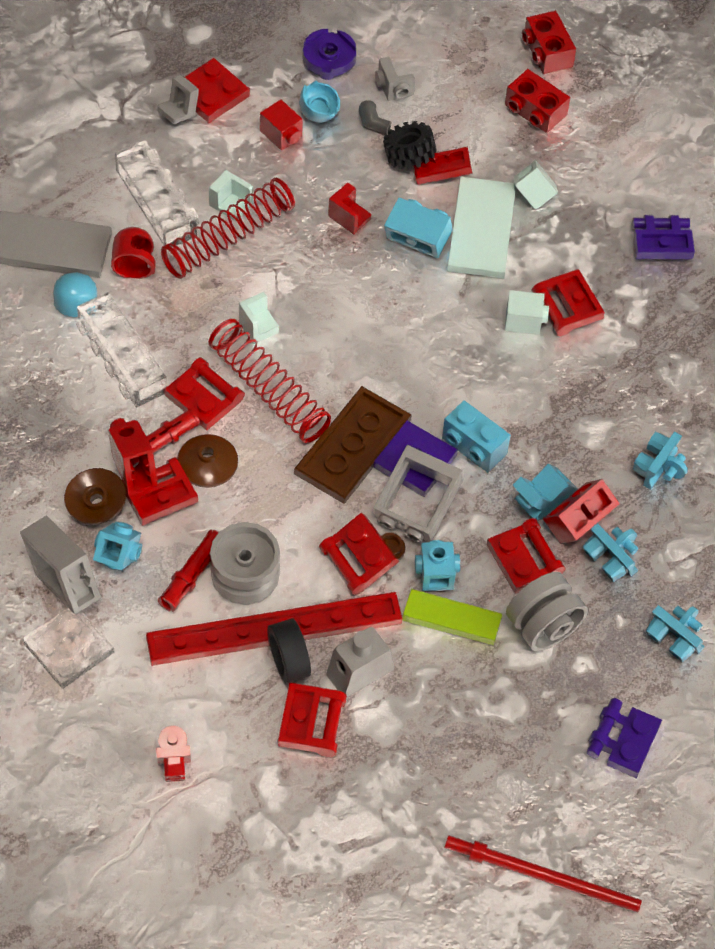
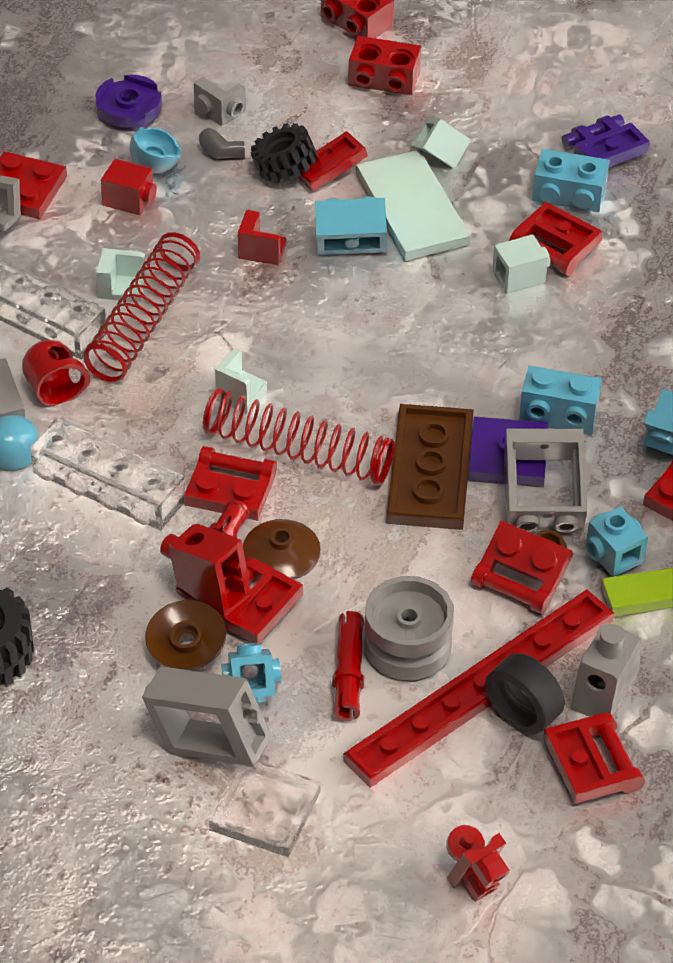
camera: 25 degrees left, 10 degrees down
(611, 259) = (570, 180): none -> medium azure brick

